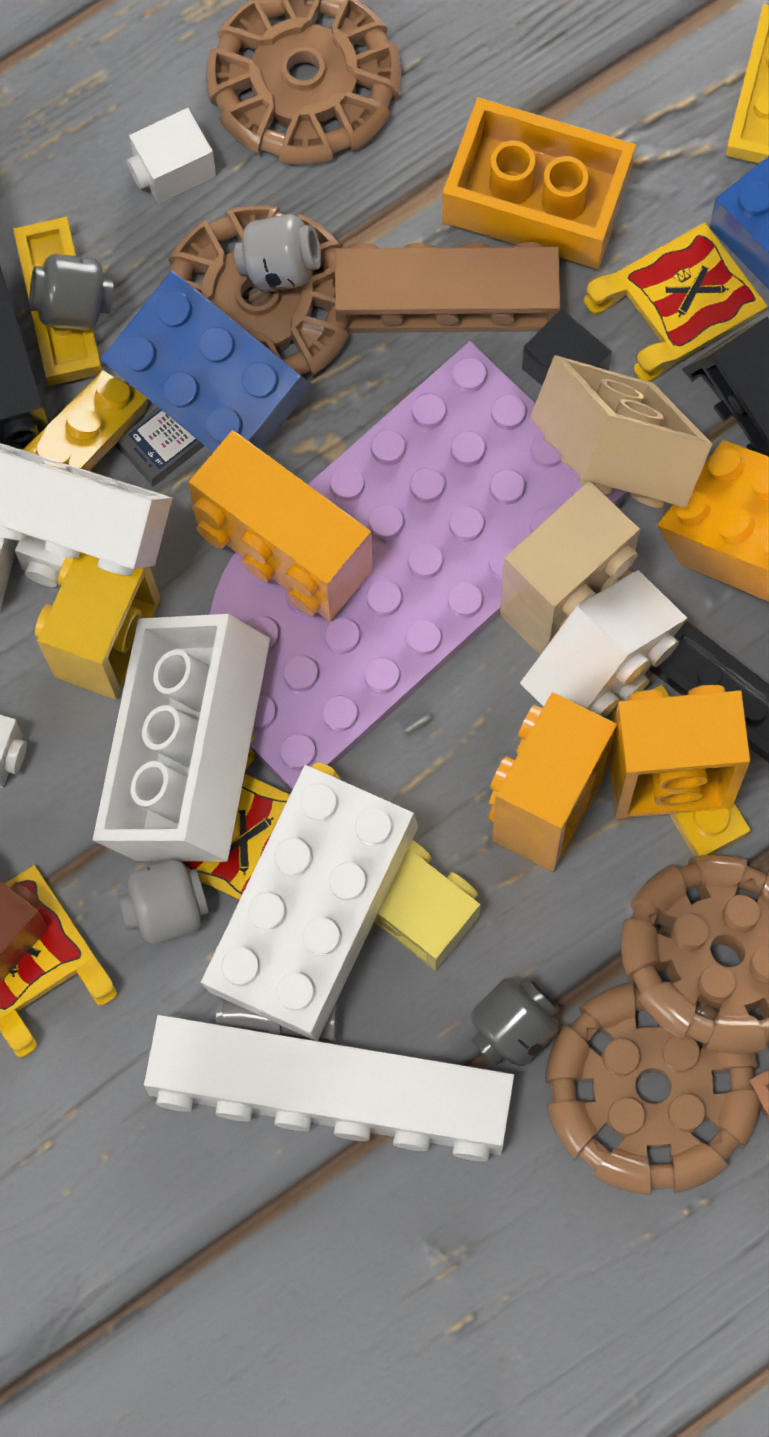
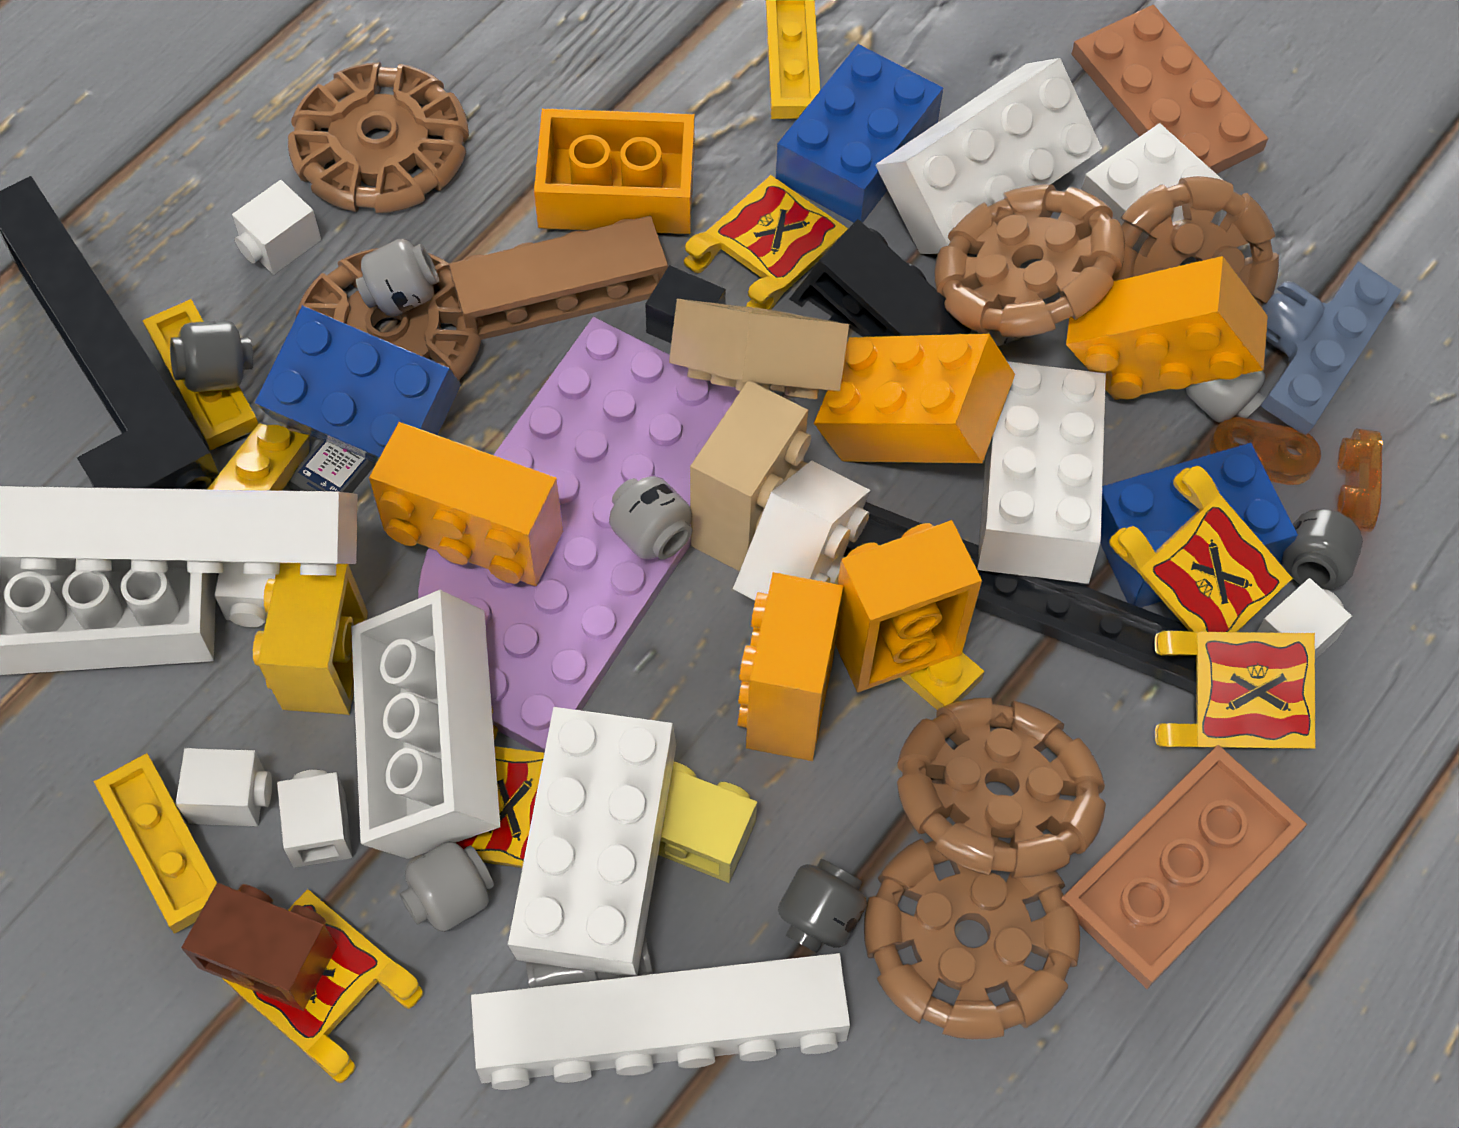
camera: 20 degrees left, 10 degrees down
(57, 798) = (314, 818): none -> white brick
(460, 585) = (650, 517): none -> light grey head

